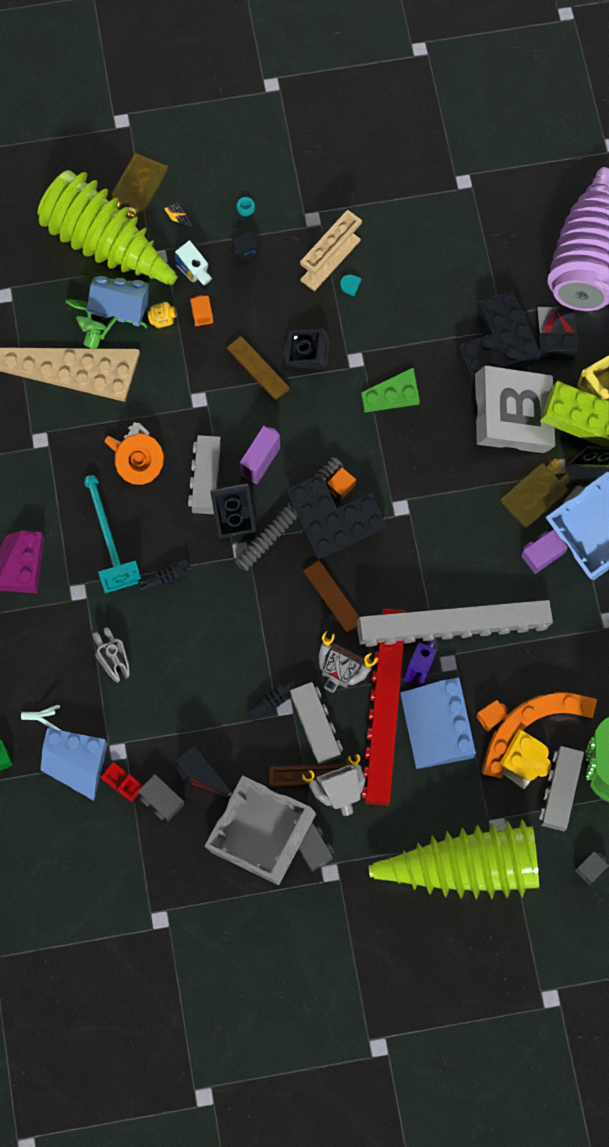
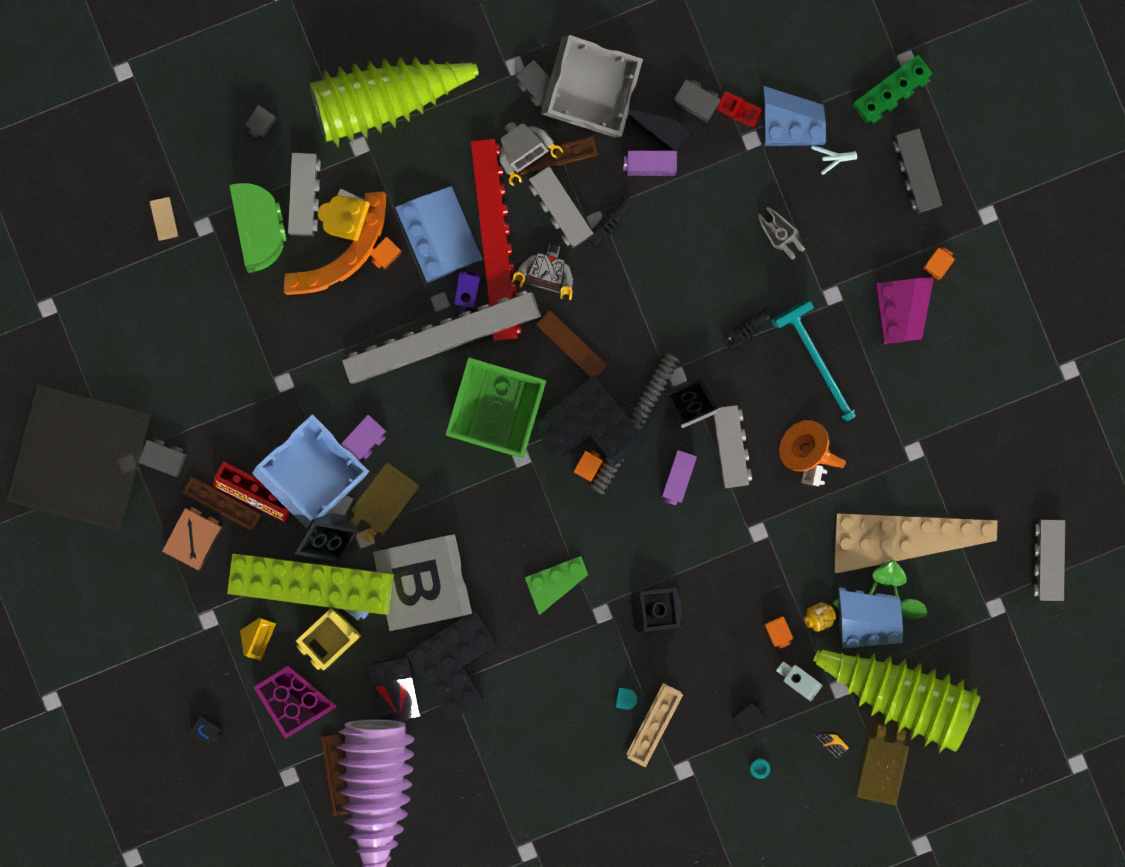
camera: 160 degrees right, 15 degrees up
(220, 744) = (650, 163): none -> medium lavender brick
(258, 368) = (703, 580): pearl gold tile -> none
(415, 546) = (495, 408): none -> bright green container

